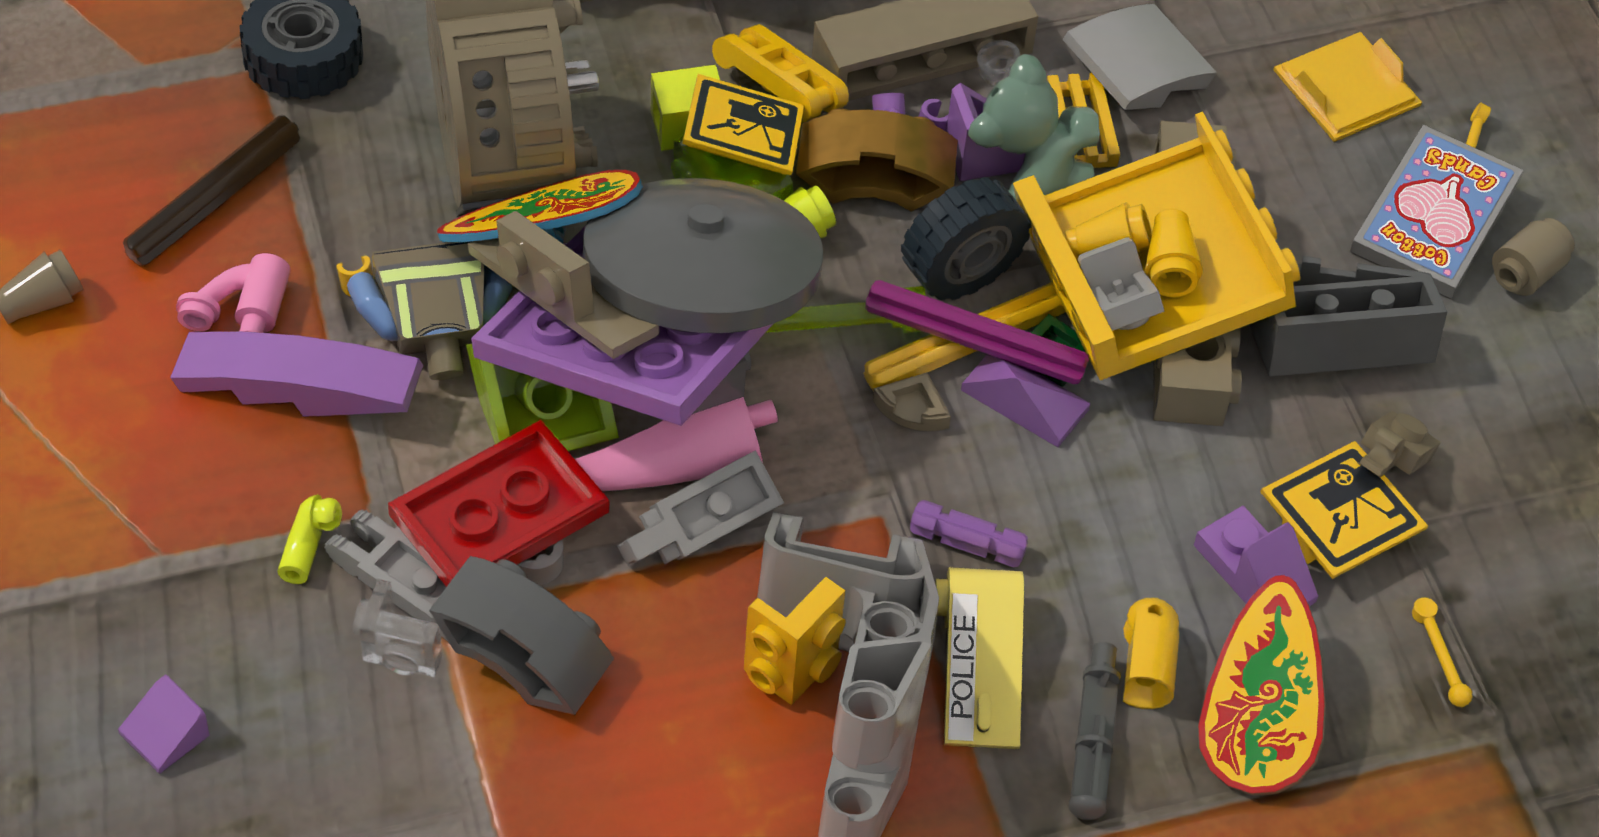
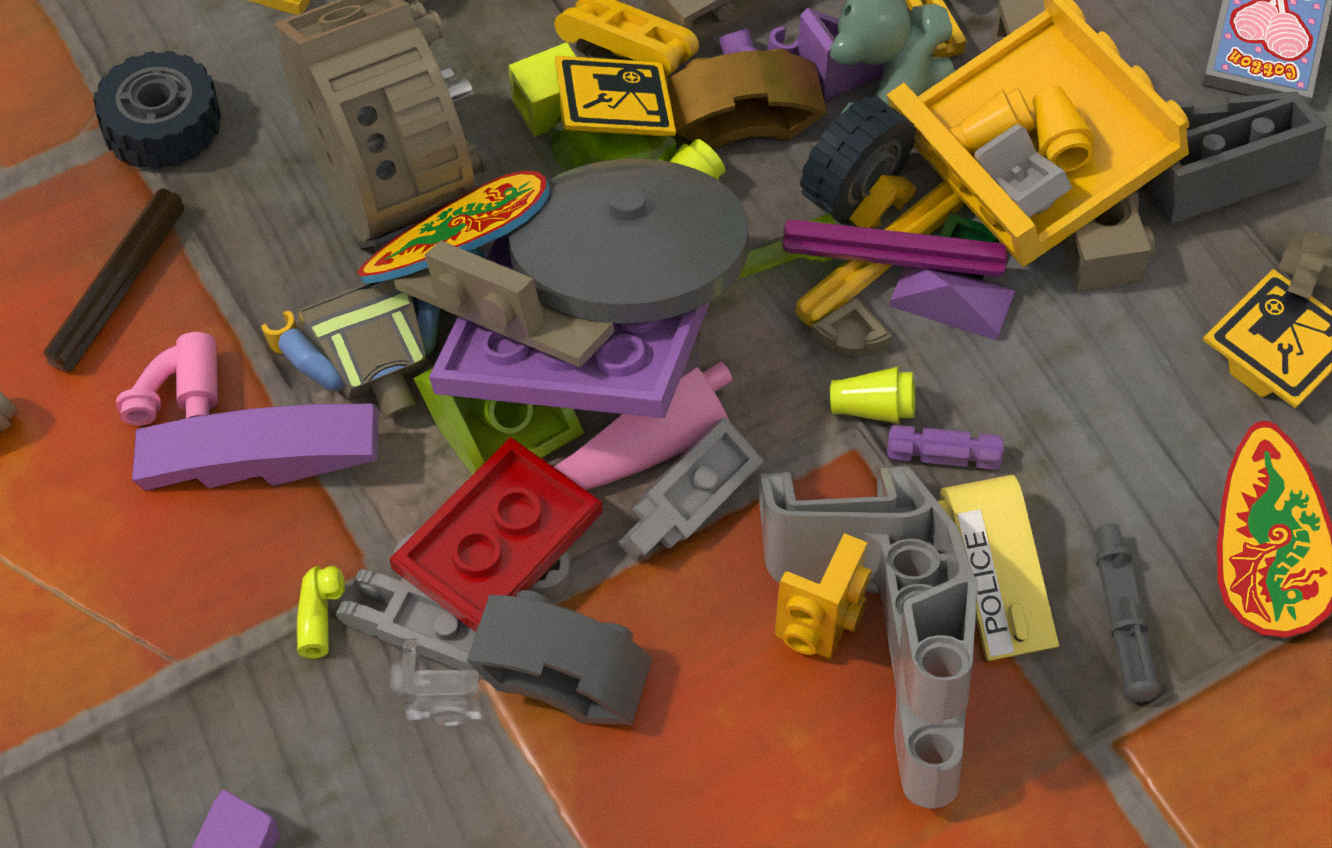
camera: 10 degrees left, 5 degrees up
(917, 469) = (875, 396): none -> neon yellow cone
(985, 282) = (884, 193): none -> yellow tile
(1152, 653) = (1153, 524): yellow piece -> none
(1250, 555) = (1213, 407): medium lavender slope -> none

